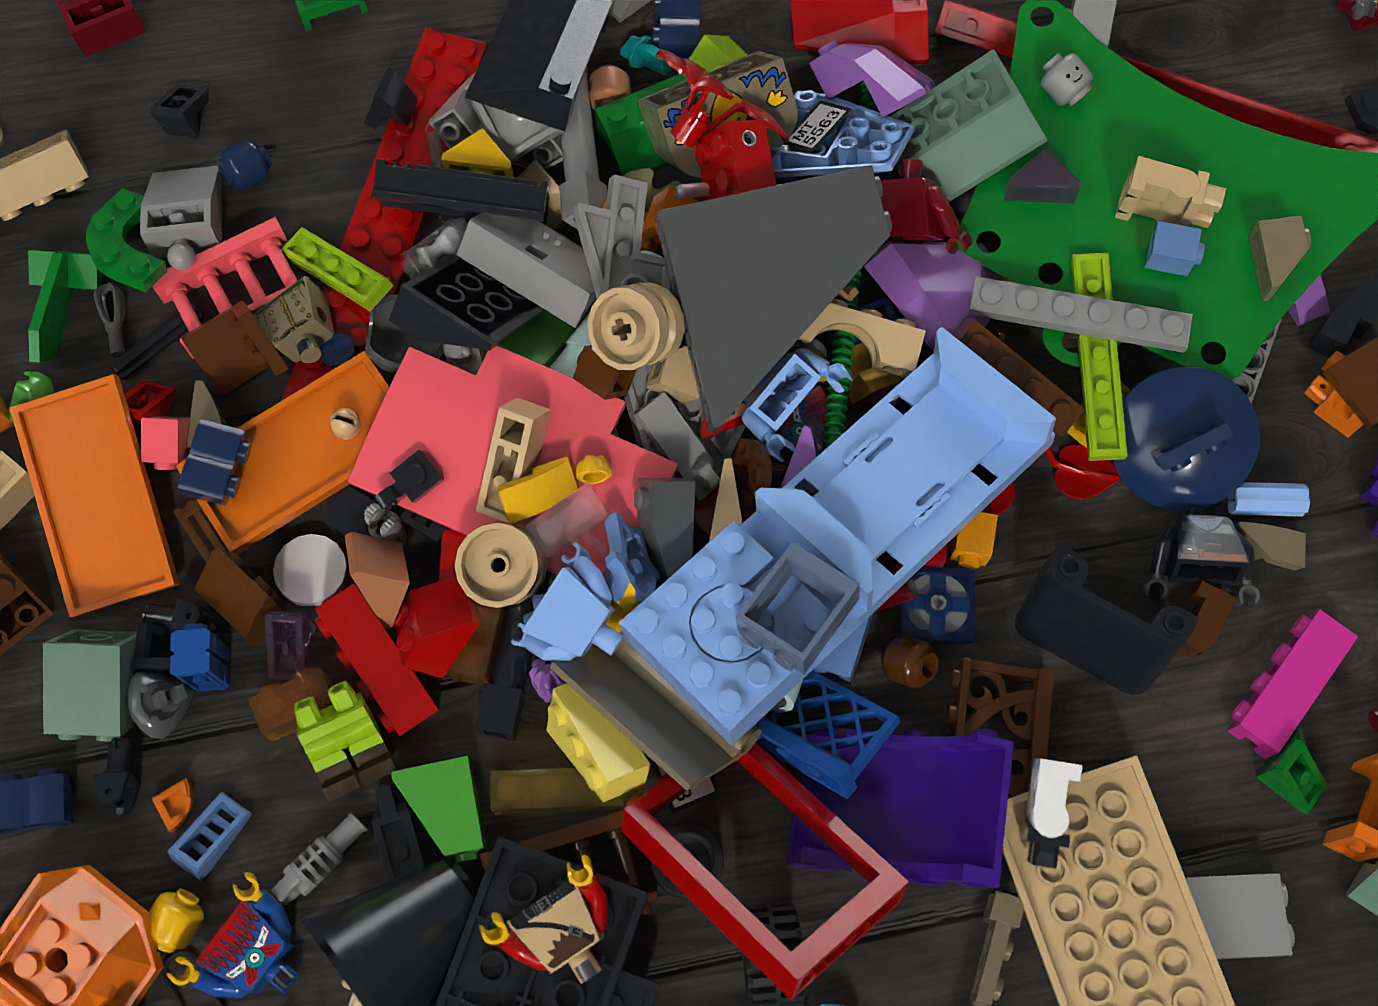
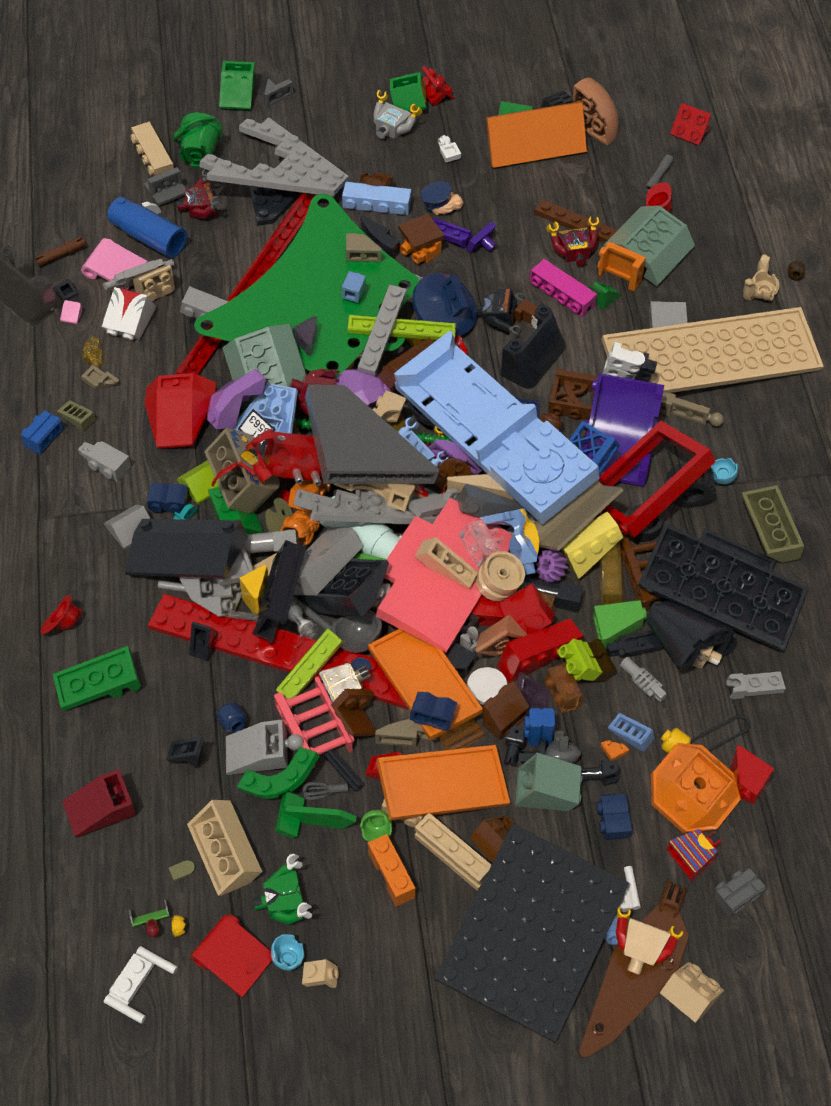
camera: 85 degrees left, 15 degrees down
(164, 441) = (411, 743): coral slope -> none
(245, 950) = (689, 708): torso -> none
(343, 429) = (415, 654): tan hinge -> none
(413, 479) = (451, 614): black plate -> none
(537, 491) = (465, 552): yellow slope -> none
(557, 926) = (681, 553): torso -> none
(572, 614) = (533, 536): light blue torso -> none
(593, 469) = (453, 529): yellow piece -> none
(600, 377) = (398, 521): reddish brown brick -> none
(635, 325) = (384, 493): tan wheel -> none
(817, 575) = (529, 419): sand blue window -> none
(1066, 79) = (251, 315): light grey head -> none
(1169, 194) = (326, 283): tan hips -> none
(1269, 499) = (473, 280): light blue axle -> none
(1275, 544) = (495, 283): dark tan slope -> none

